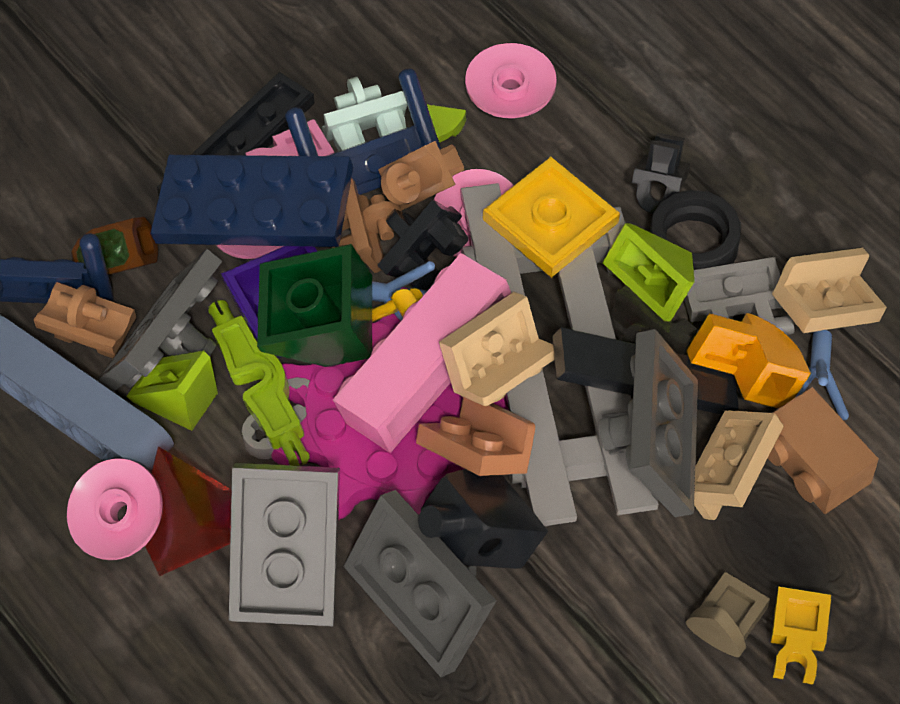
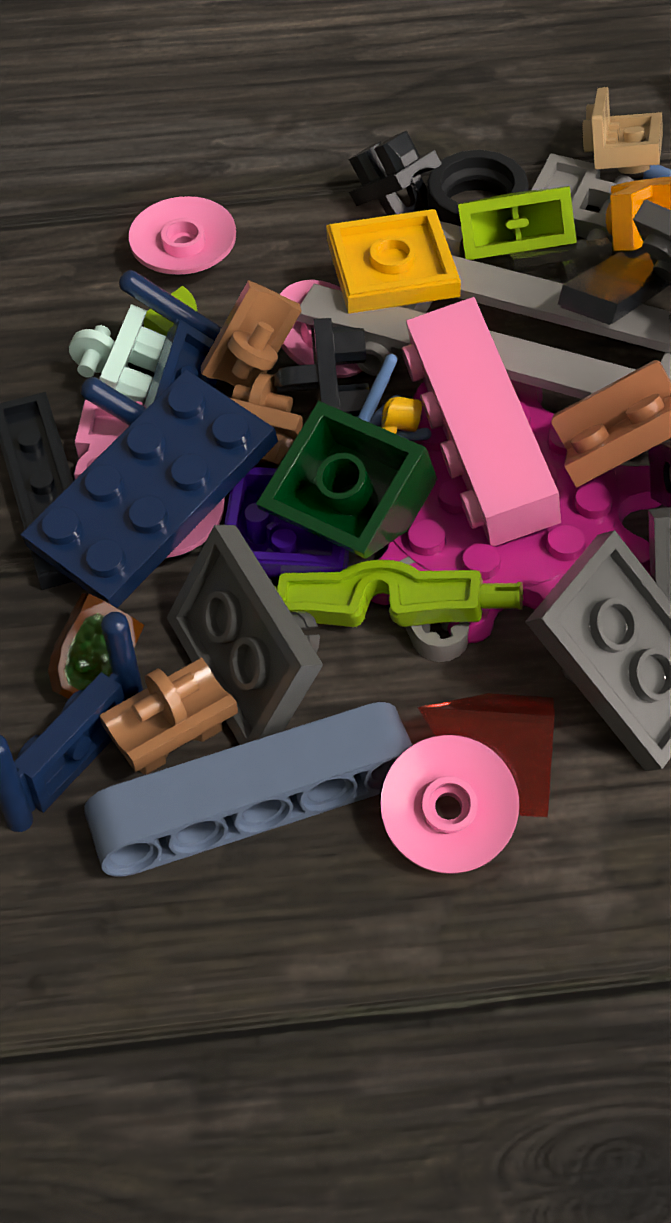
camera: 55 degrees left, 5 degrees down
(178, 388) = (347, 671): lime slope -> none
(495, 351) = (546, 358): tan bracket -> none

